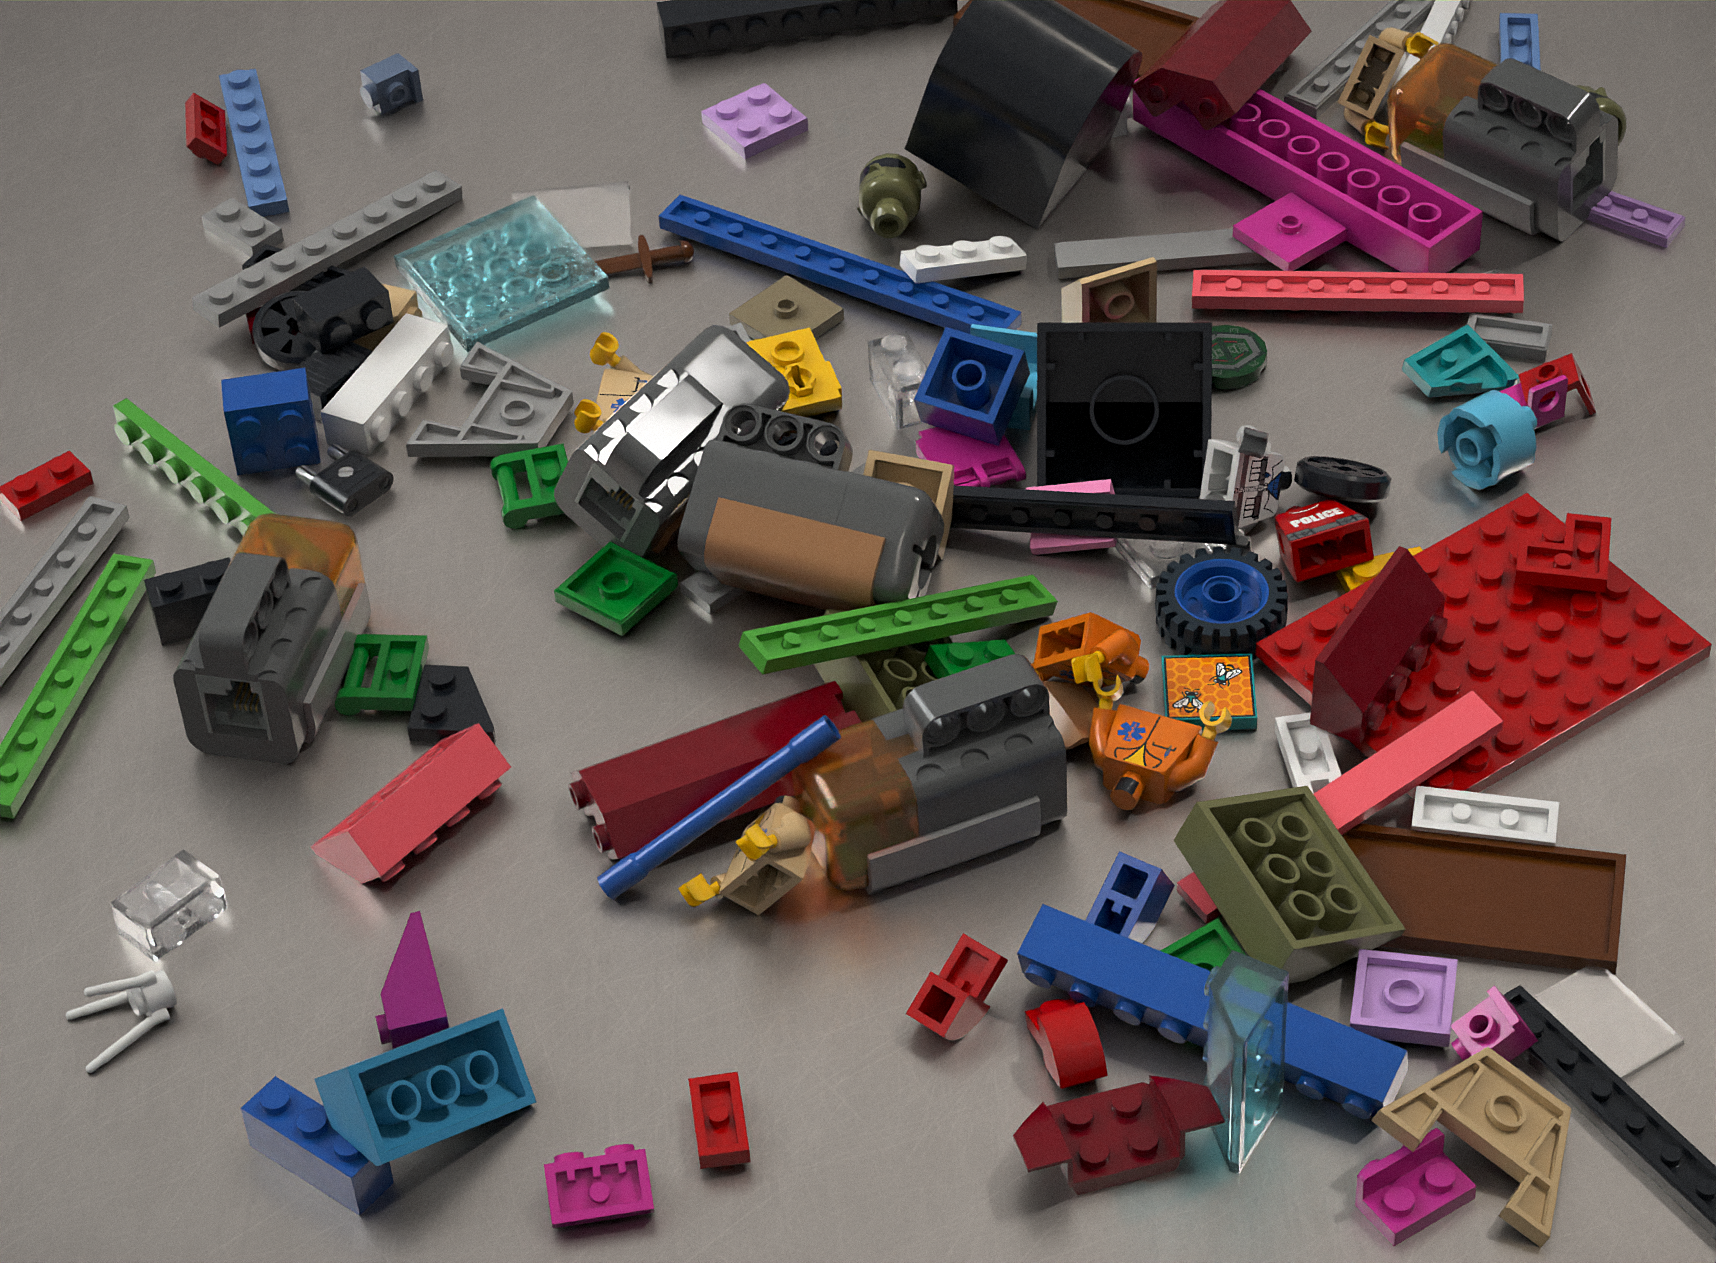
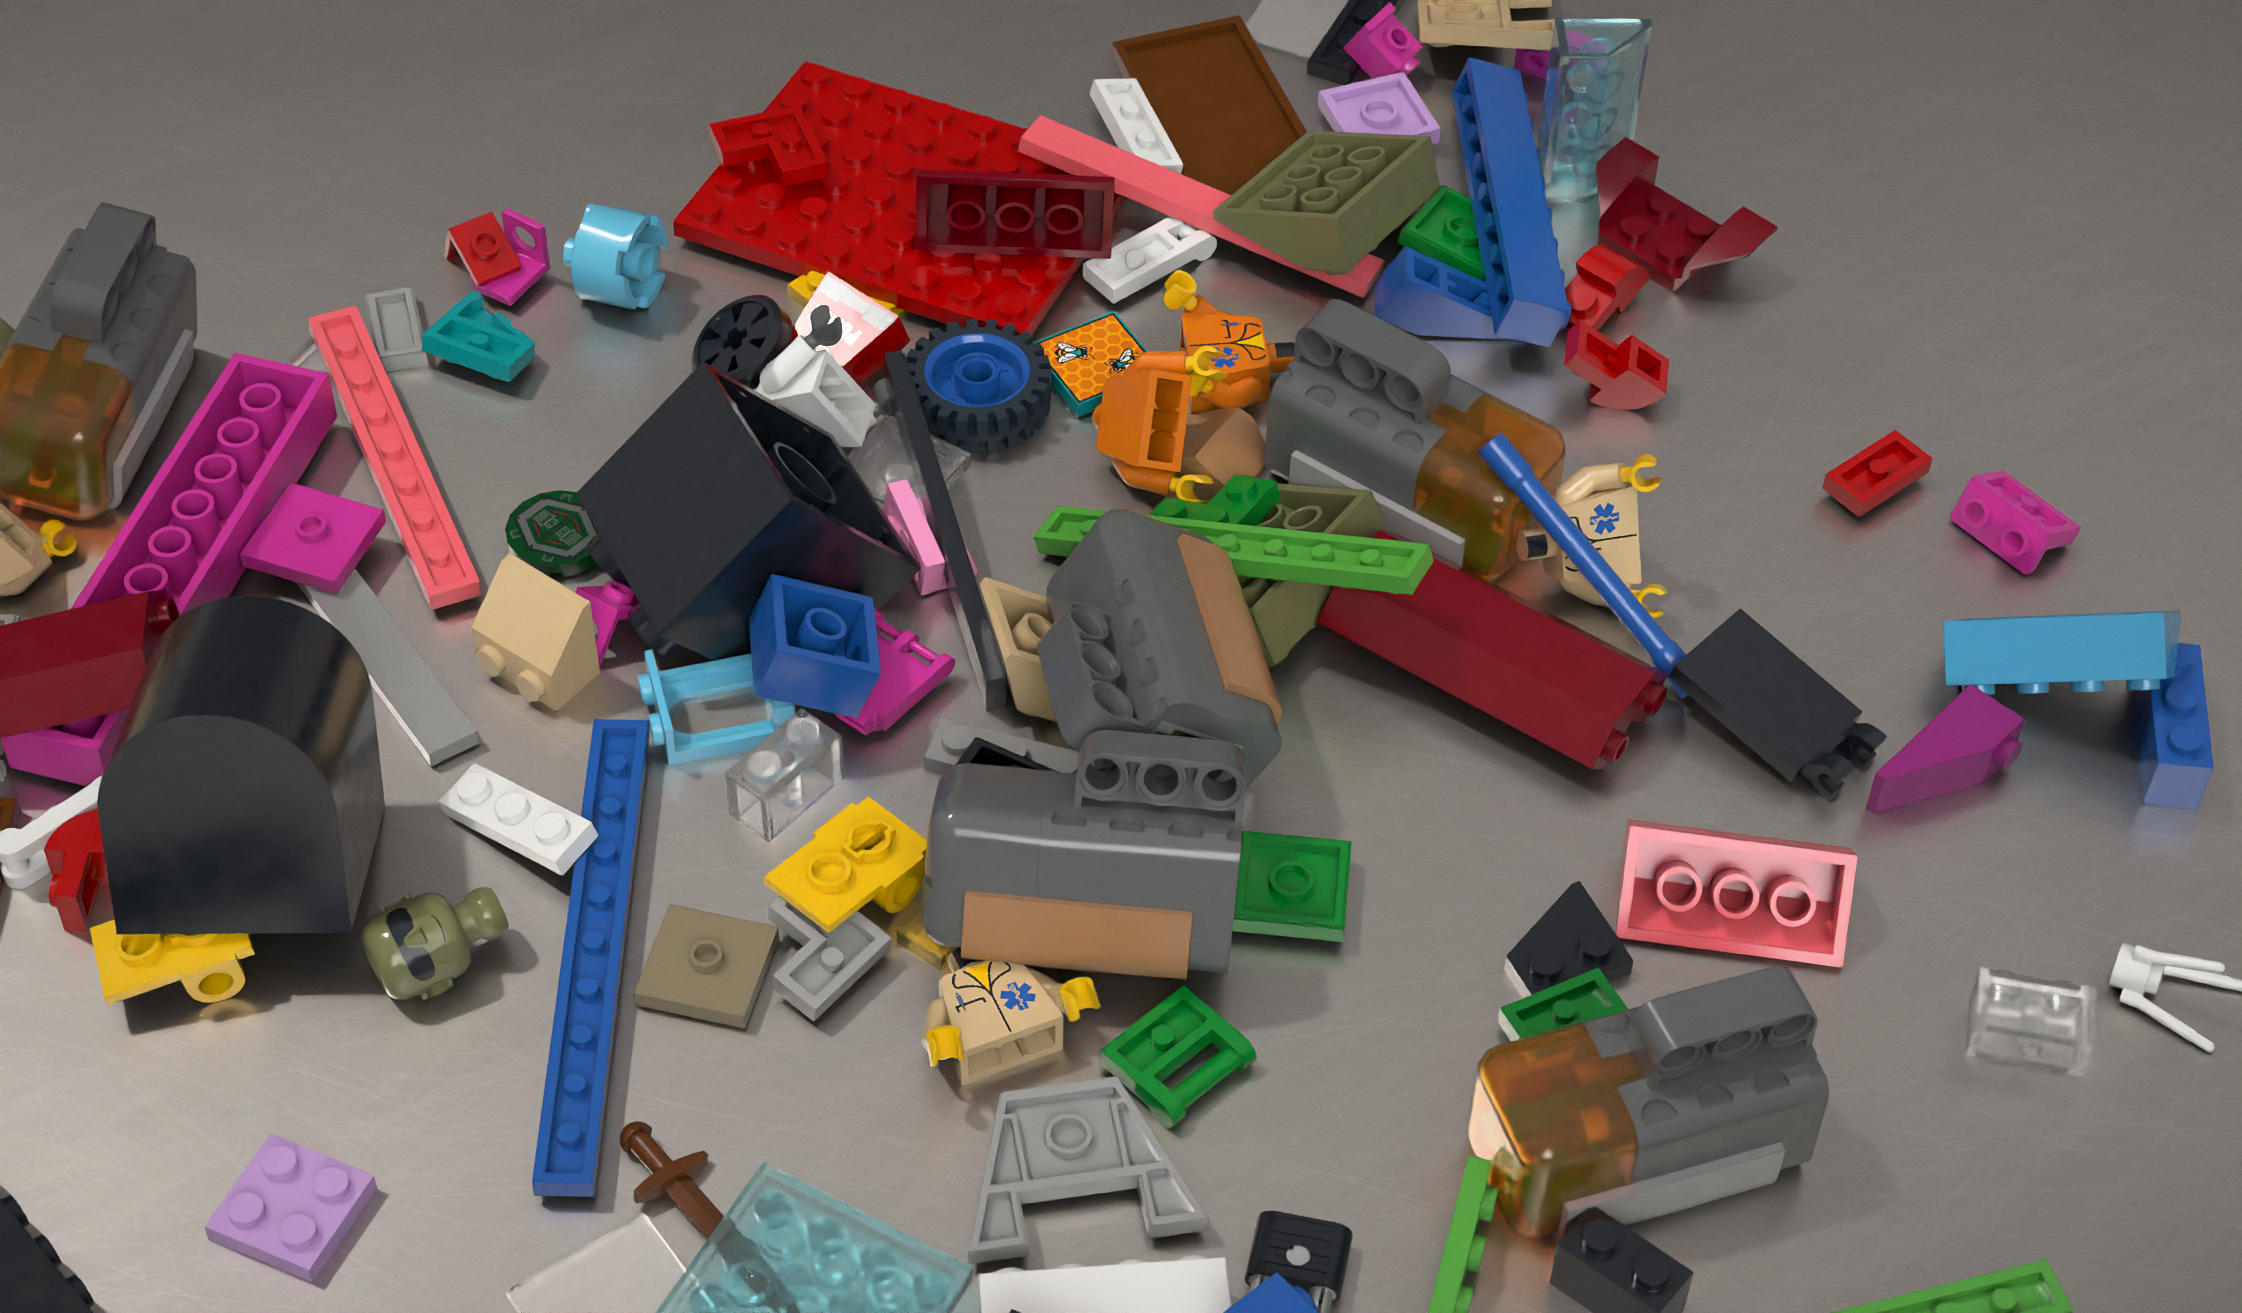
camera: 125 degrees left, 5 degrees up
(537, 908) = (1777, 704): none -> black tile

